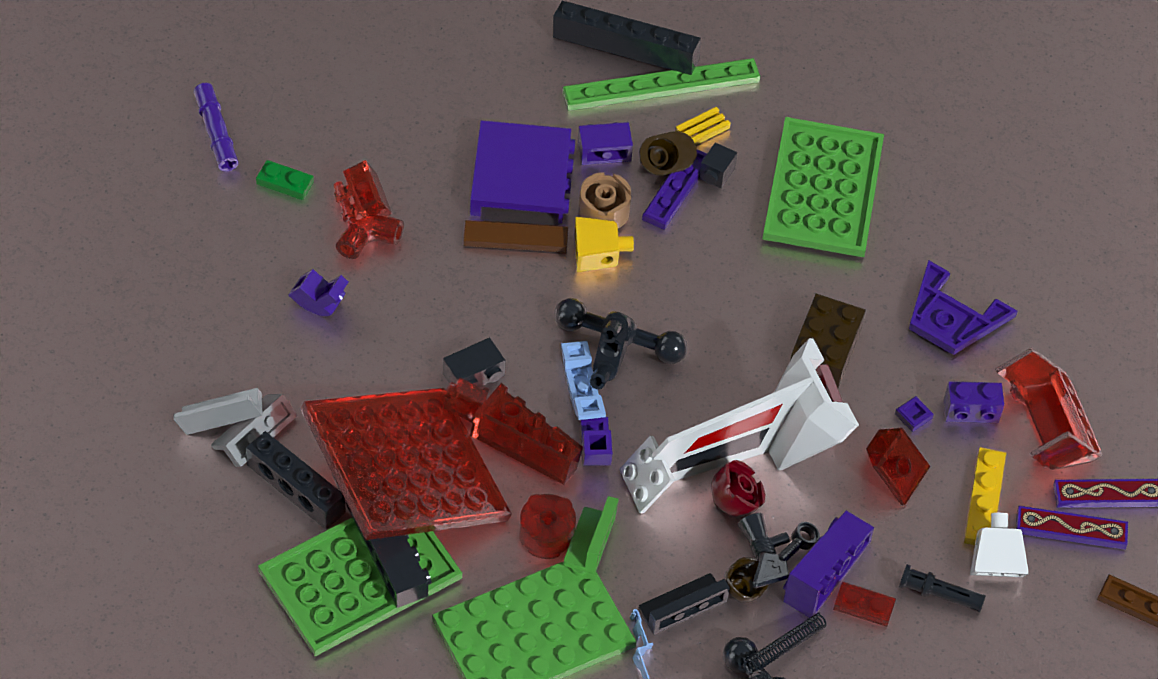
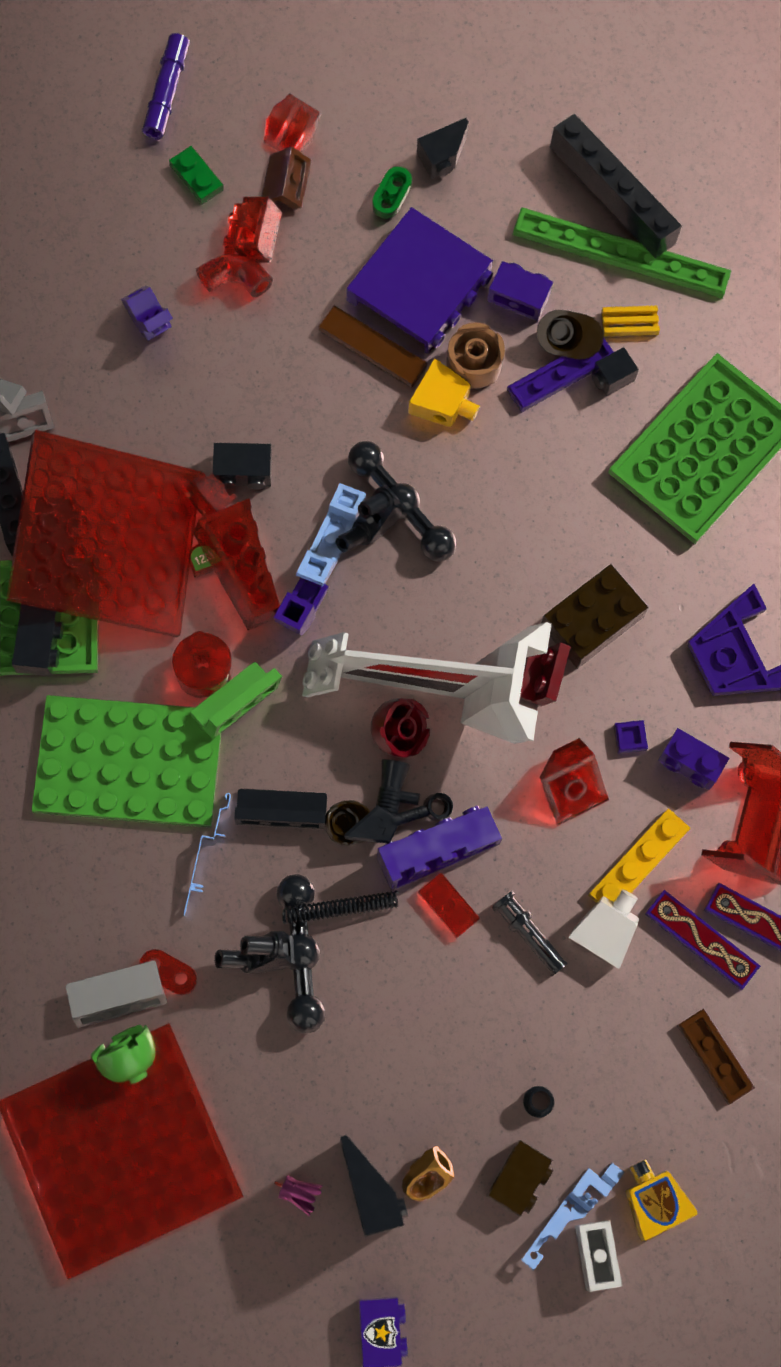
camera: 30 degrees right, 20 degrees up
(339, 109) = (291, 124): none -> clear red slope
(360, 144) = (287, 177): none -> reddish brown panel
(455, 125) = (390, 194): none -> green plate
(472, 73) = (442, 148): none -> black slope
(489, 455) = (199, 563): none -> tile

